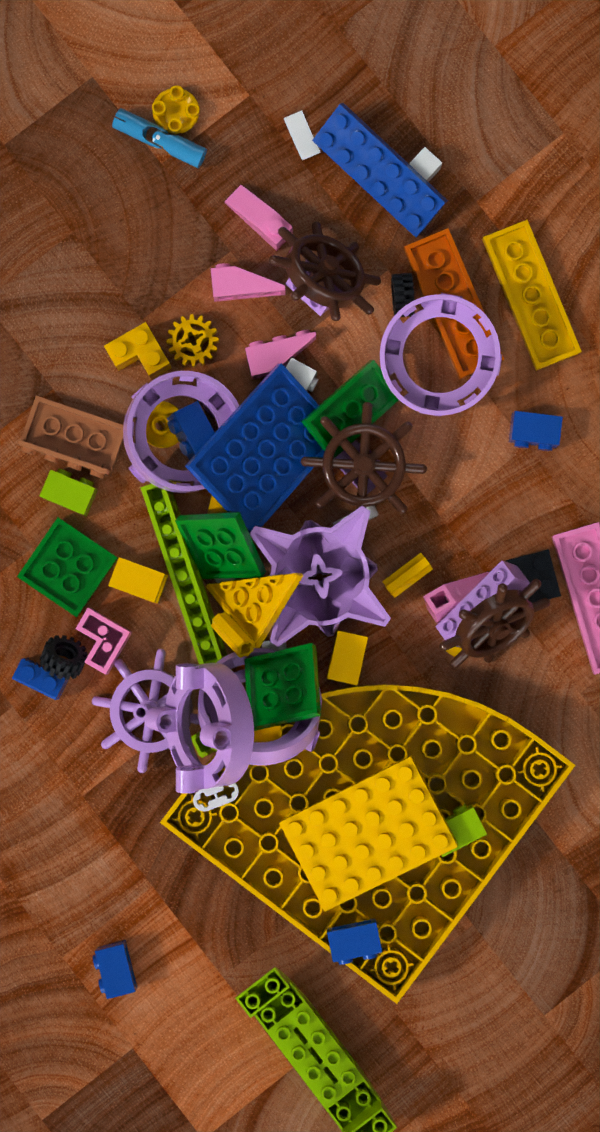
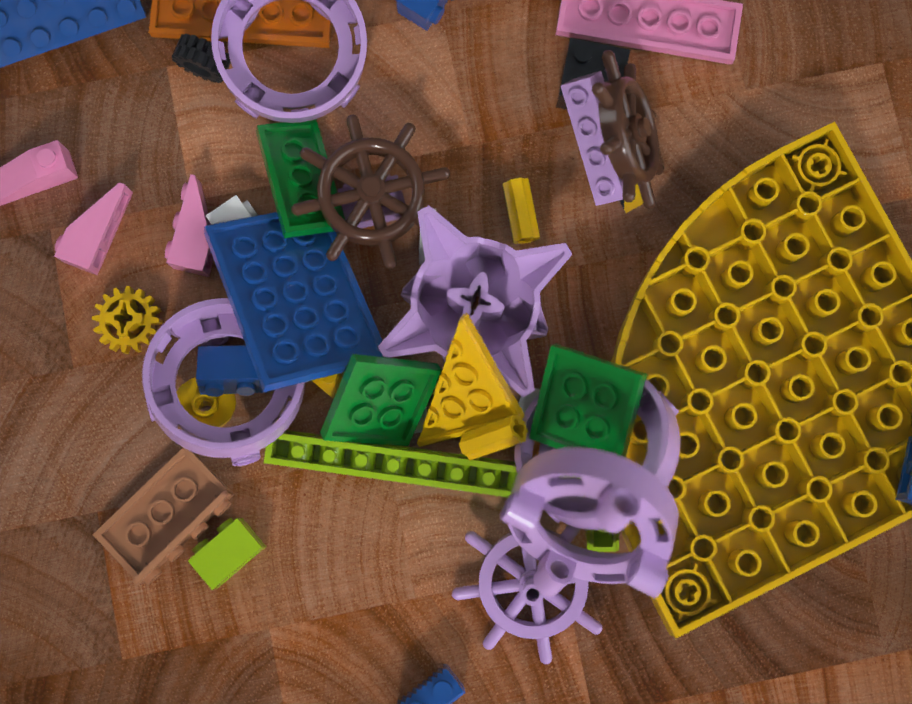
camera: 60 degrees left, 5 degrees down
(60, 666) = (427, 666): black tyre -> none
(67, 567) = (313, 599): green plate -> none
(109, 639) = (421, 589): bright pink brick -> none
(138, 345) = (99, 383): yellow brick -> none
(138, 580) = (371, 520): yellow piece -> none
(217, 801) = (684, 553): white beam -> none
(319, 278) = (128, 130): reddish brown brick -> none
(347, 657) = (583, 321): yellow piece -> none
(368, 833) = (809, 392): yellow plate -> none
(447, 596) = (569, 173): bright pink slope -> none
(465, 826) = (851, 288): lime brick -> none

